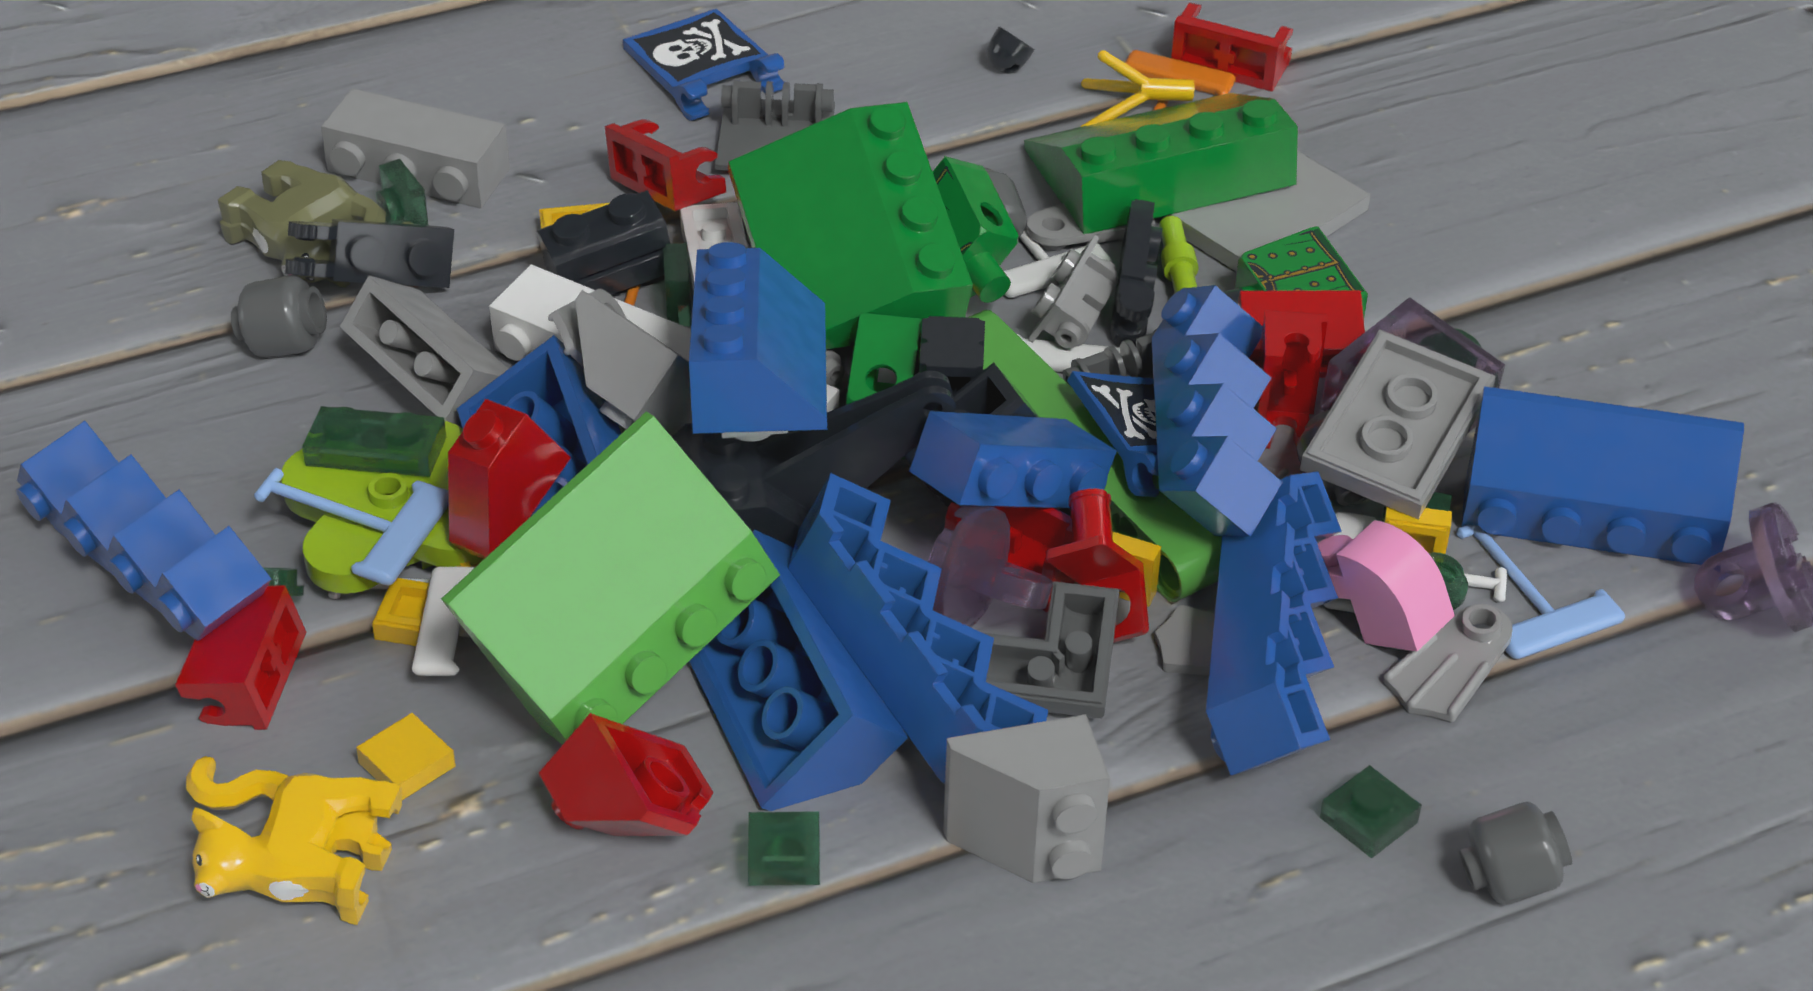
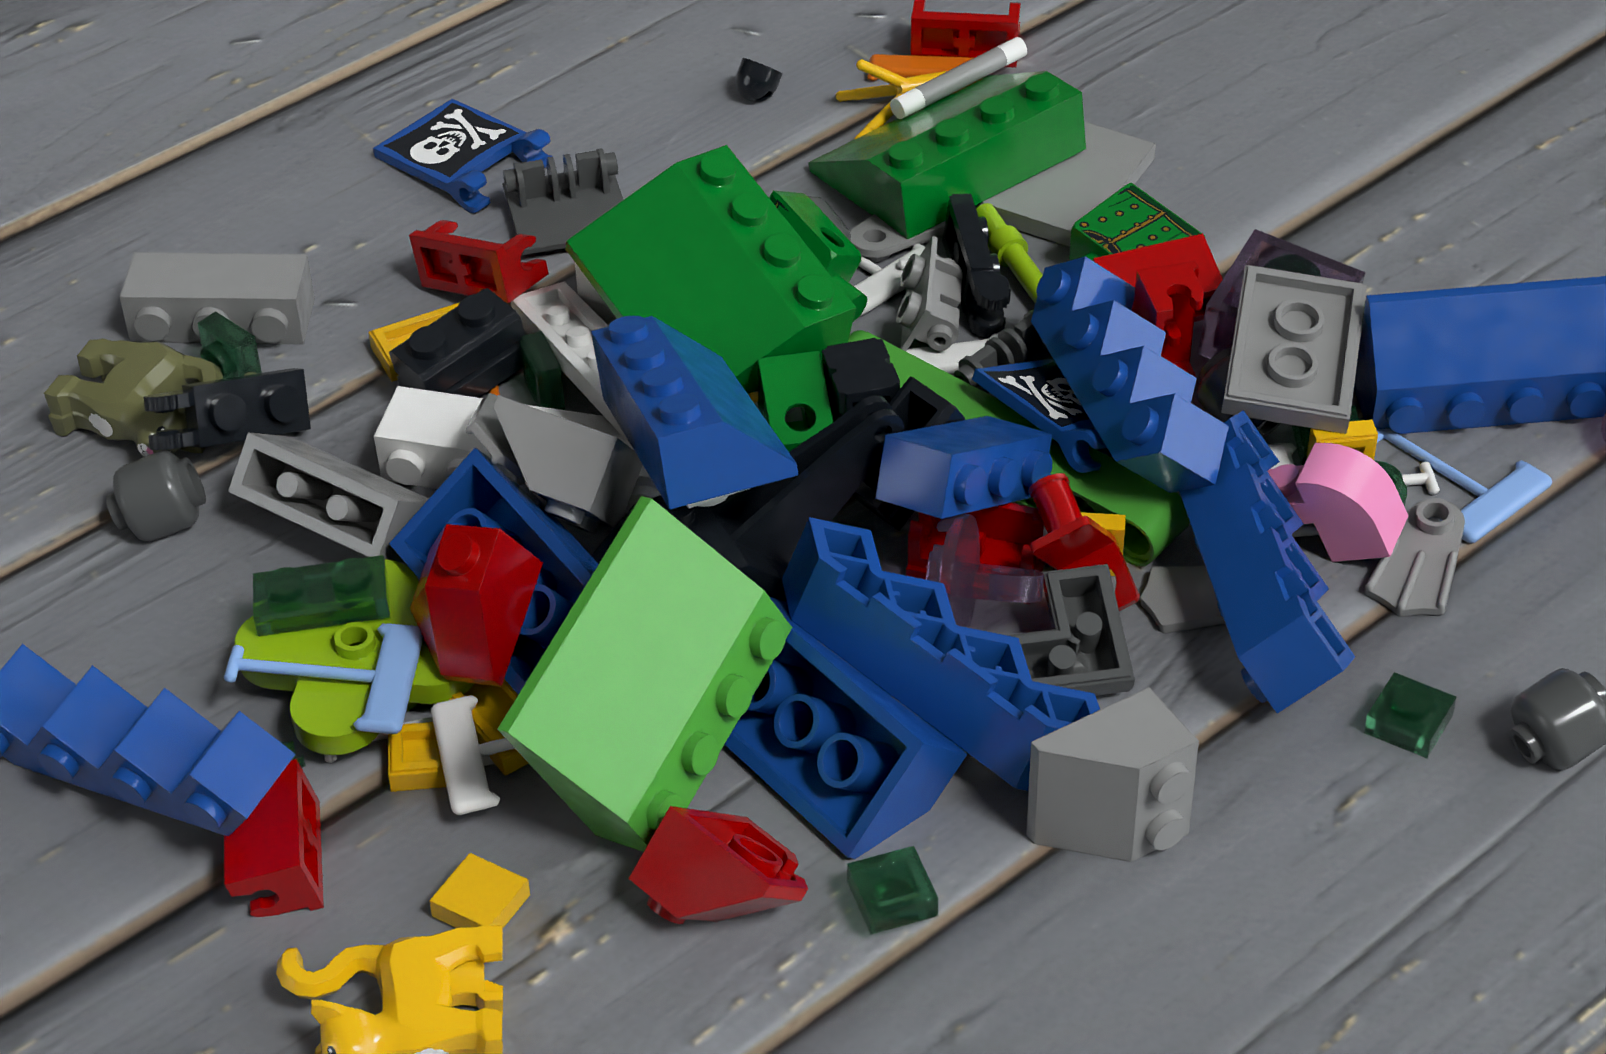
camera: 15 degrees left, 0 degrees up
(1200, 88) = (958, 78): none -> light grey bar

